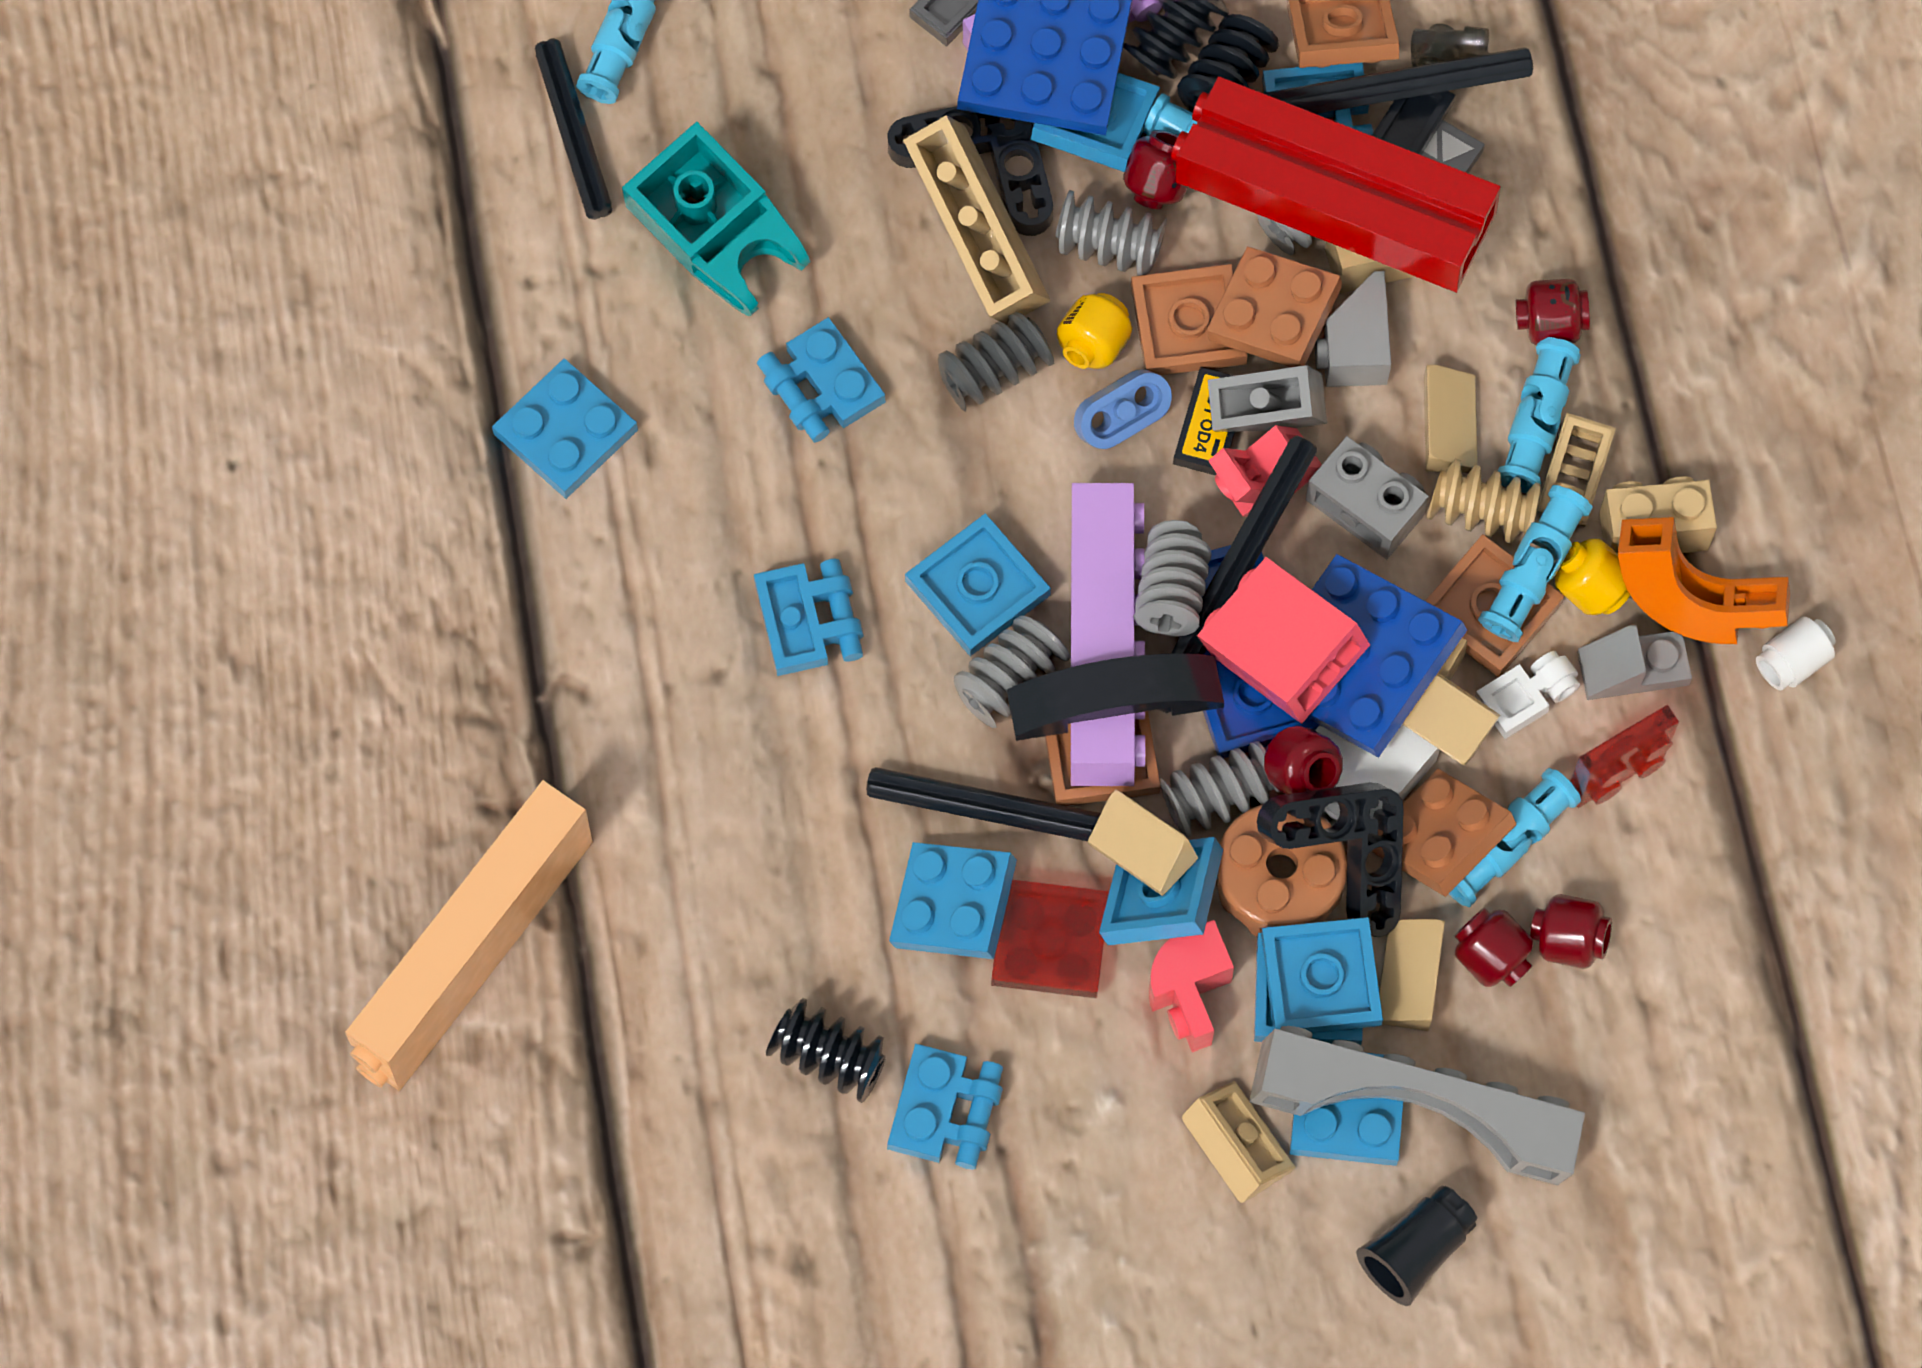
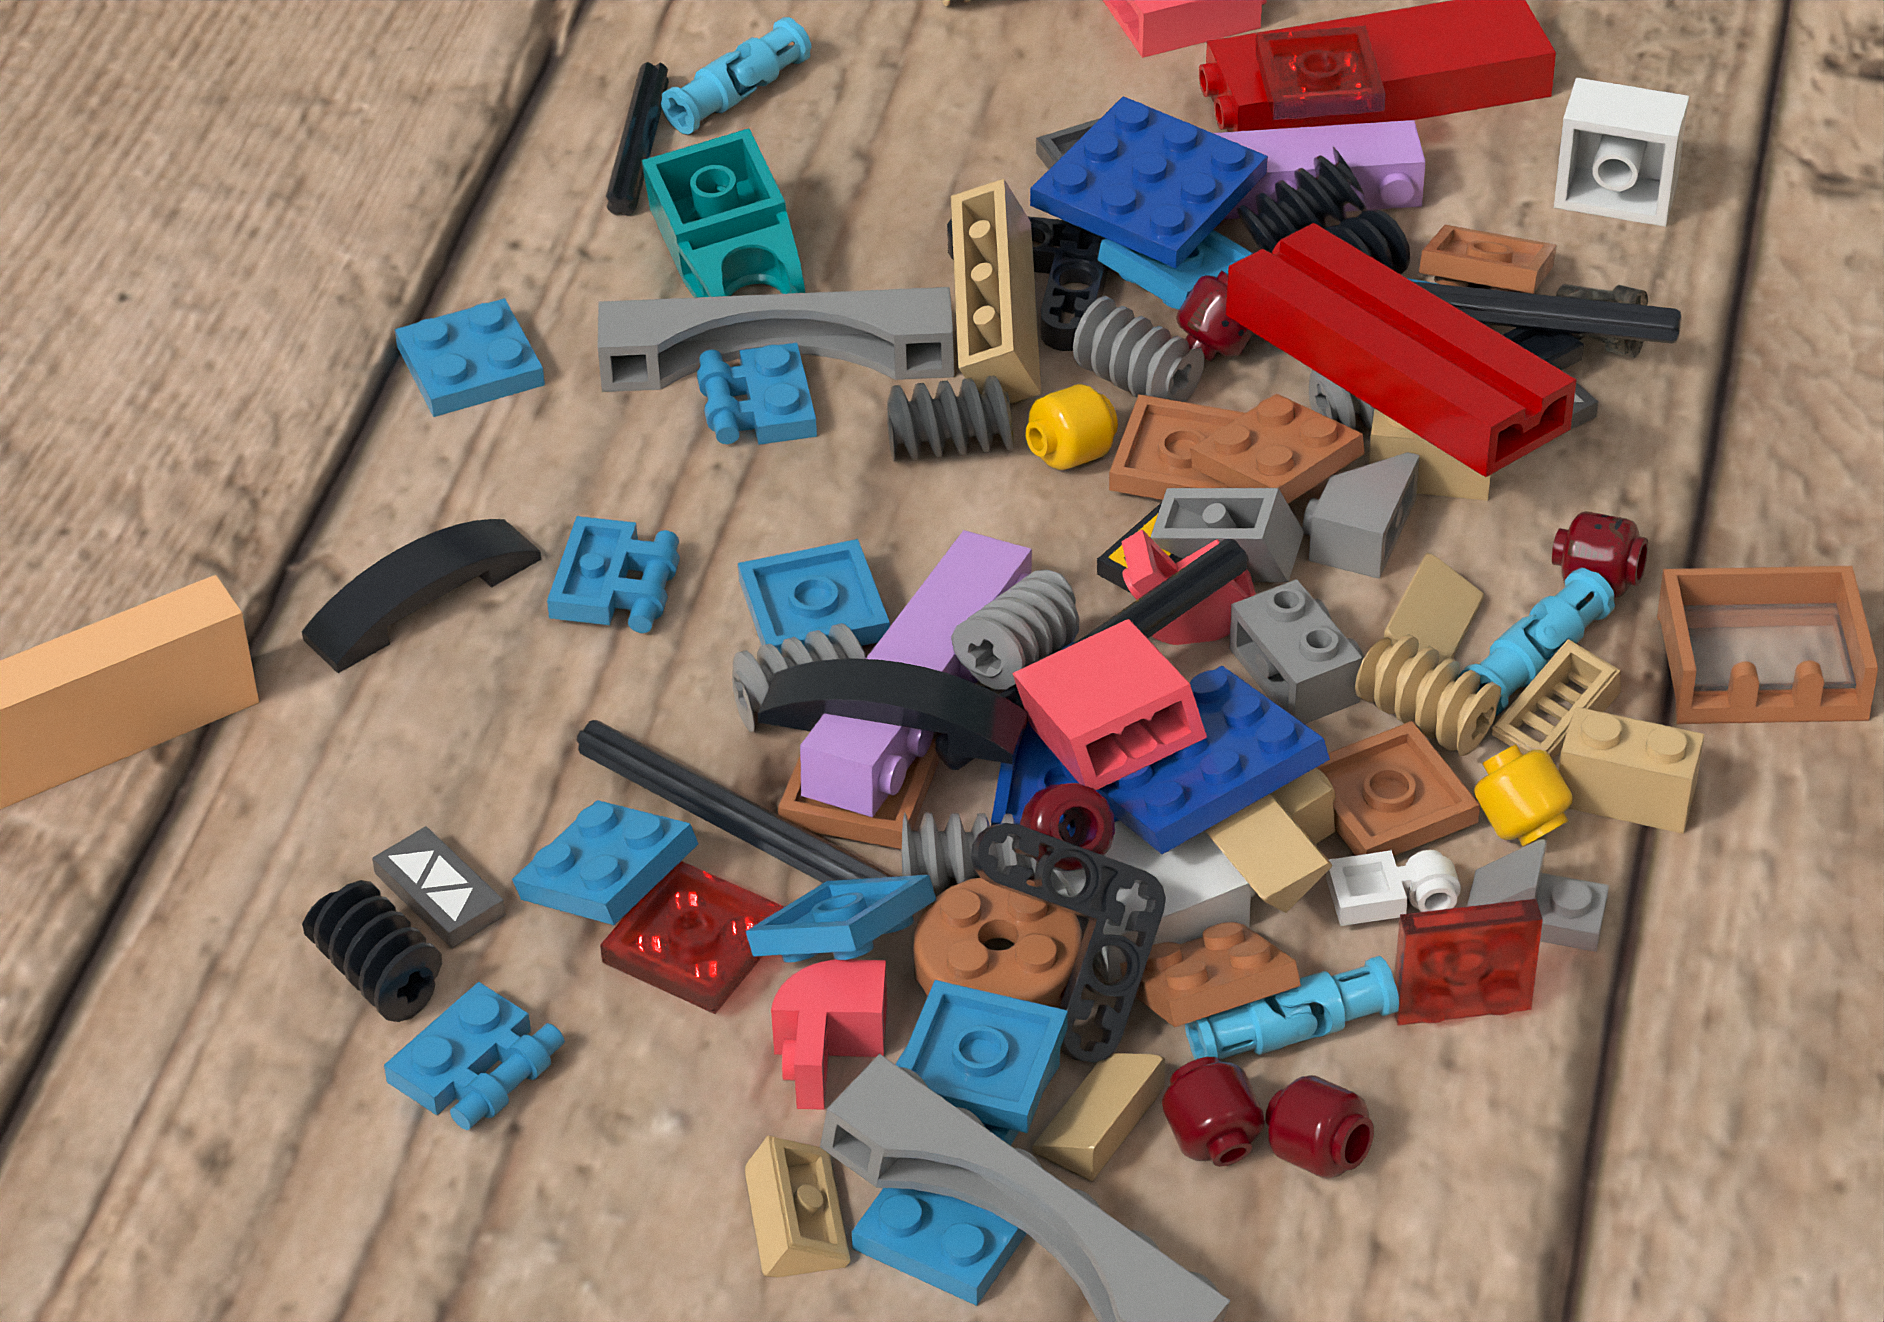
camera: 25 degrees right, 25 degrees down
(658, 687) = (358, 616): none -> black slope
(834, 965) = (438, 886): none -> flat silver tile
(901, 279) = (885, 330): none -> light grey arch
(1120, 411) = (1062, 500): medium blue plate -> none
(1141, 843) = (844, 856): tan slope -> none
(1535, 566) = (1453, 746): medium azure piece -> none
(1689, 599) = (1616, 839): orange arch -> none
(1707, 352) = (1767, 644): none -> nougat window
(1796, 653) = (1741, 946): white brick -> none

